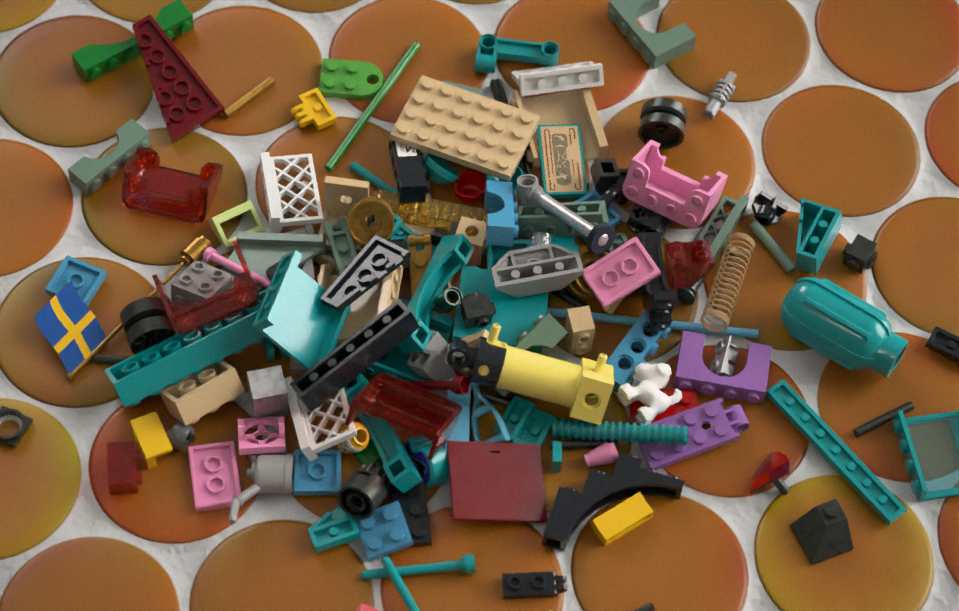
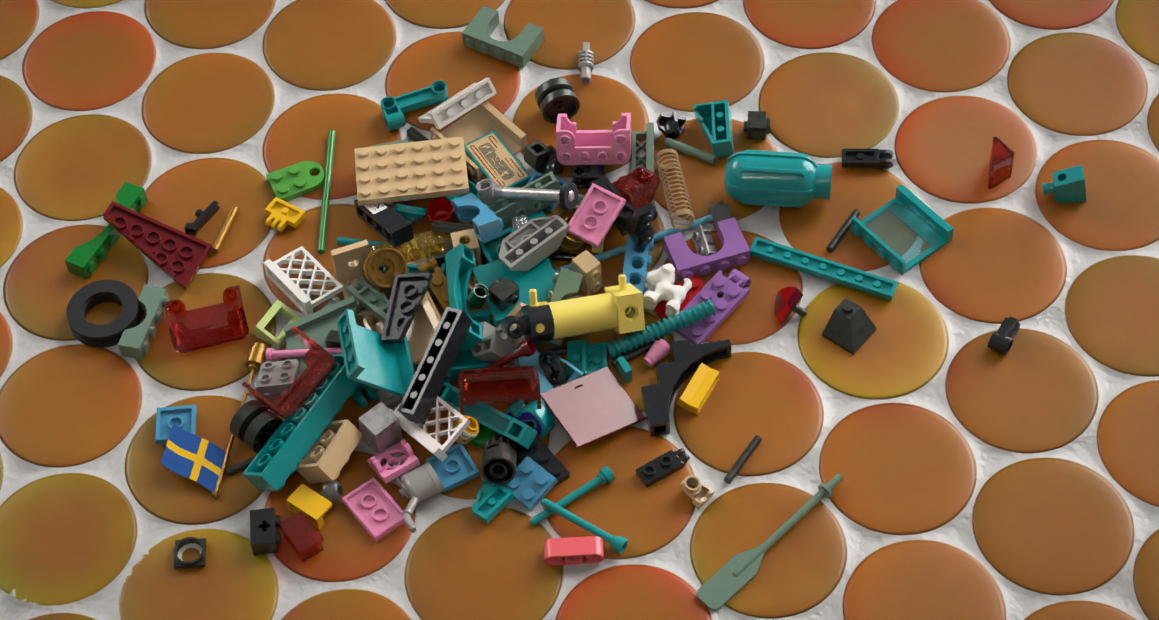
camera: 20 degrees left, 5 degrees down
(72, 104) = (97, 293): none -> black tyre
(91, 442) = (264, 531): none -> black brick
(235, 73) = (203, 218): none -> black piece
(467, 208) = (449, 227): none -> pearl dark grey axle
(481, 416) = (549, 369): none -> black beam
(761, 333) = (719, 212): none -> dark grey bracket

